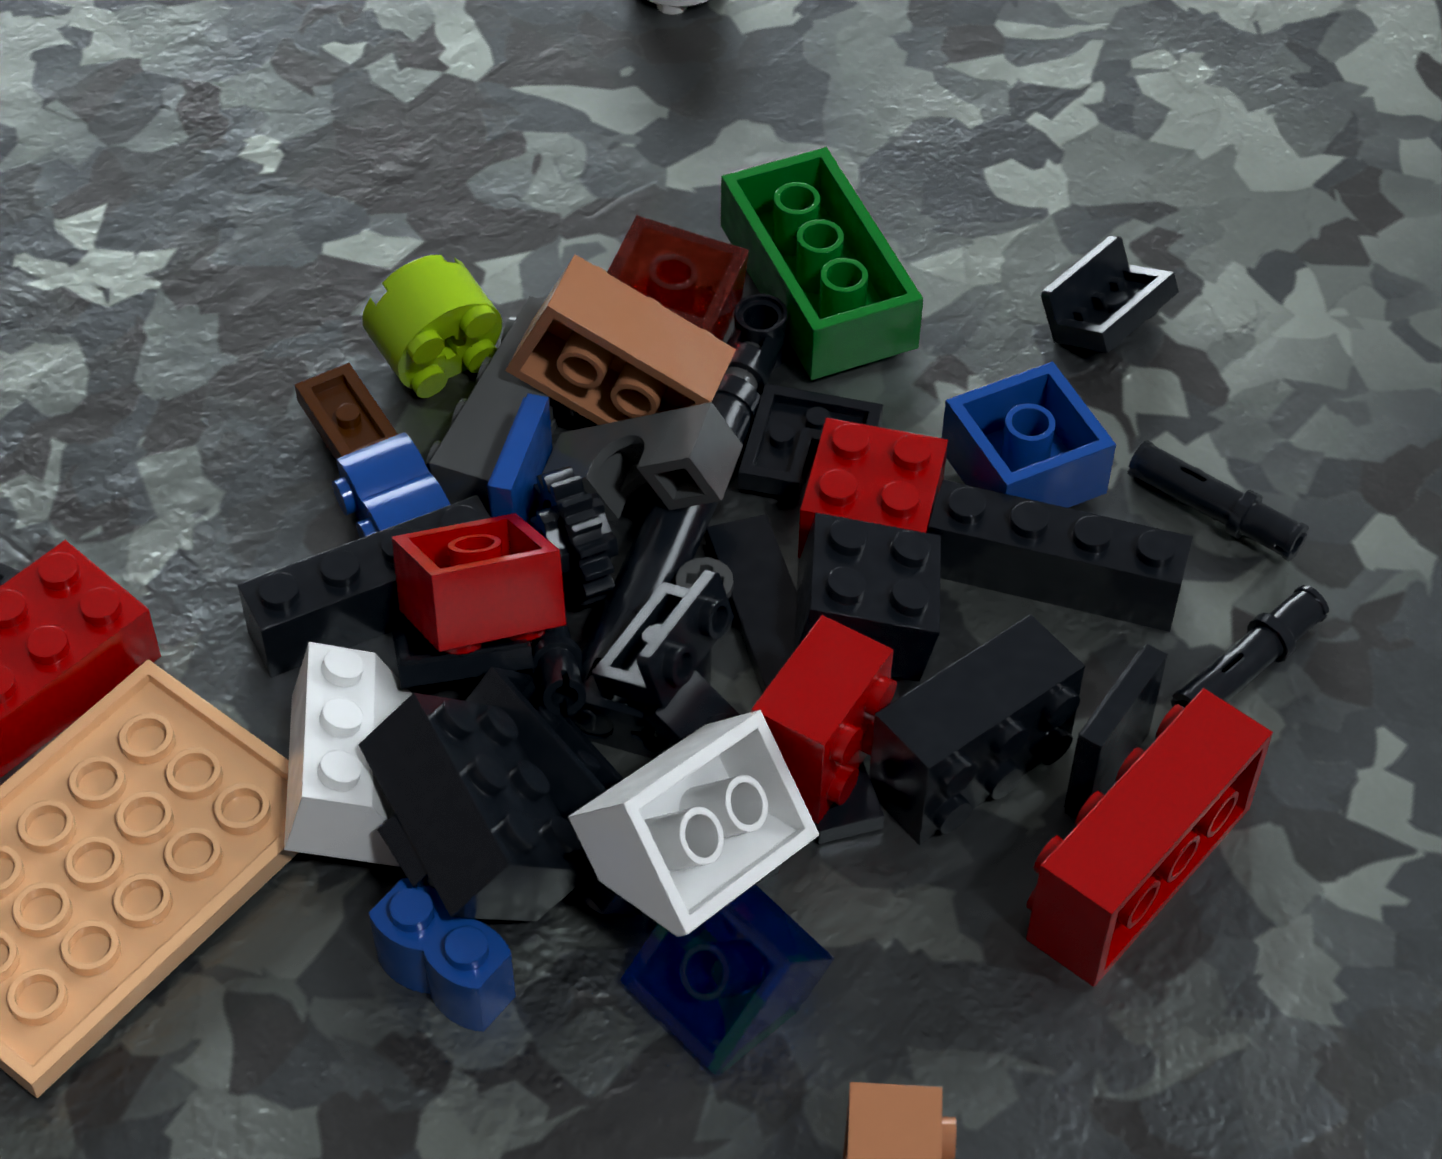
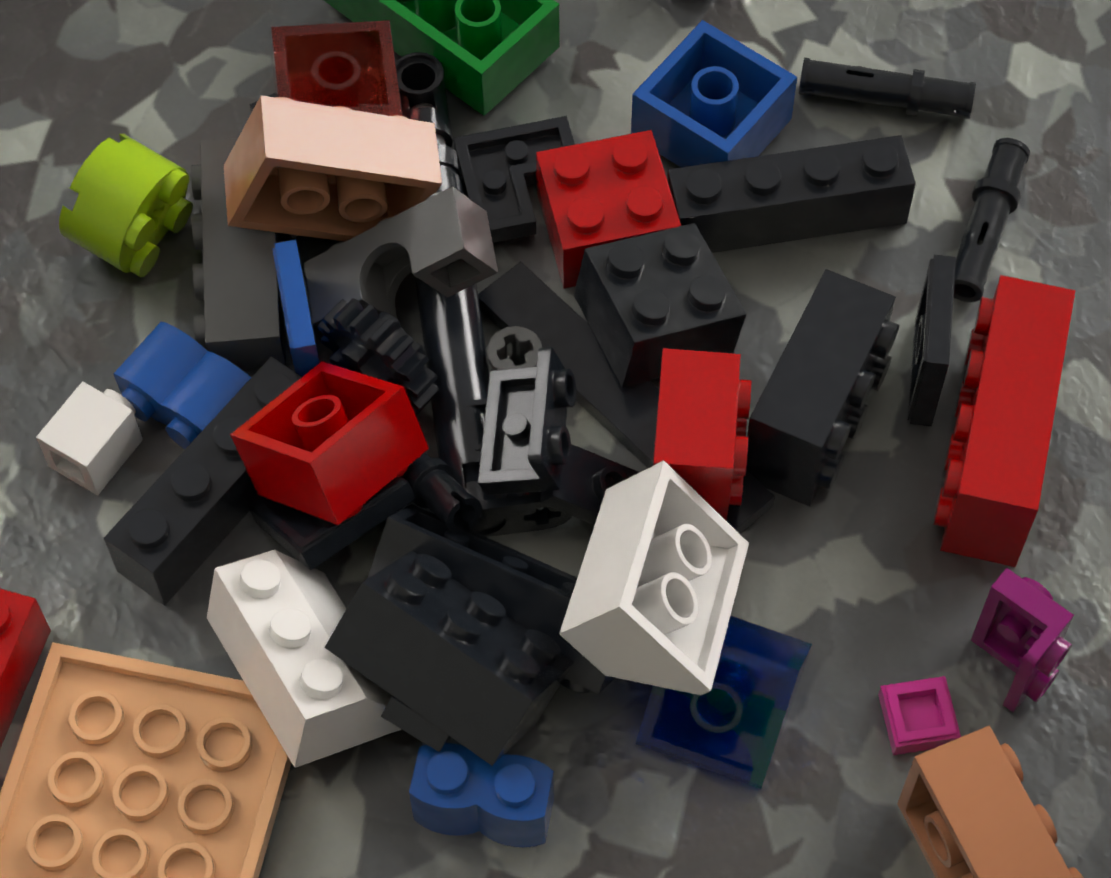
camera: 25 degrees left, 10 degrees up
(288, 506) = (90, 437): none -> white brick
(343, 411) = (88, 324): reddish brown plate -> none
(913, 1063) = (918, 715): none -> dark pink tile
(1048, 1039) = (1025, 633): none -> magenta bracket

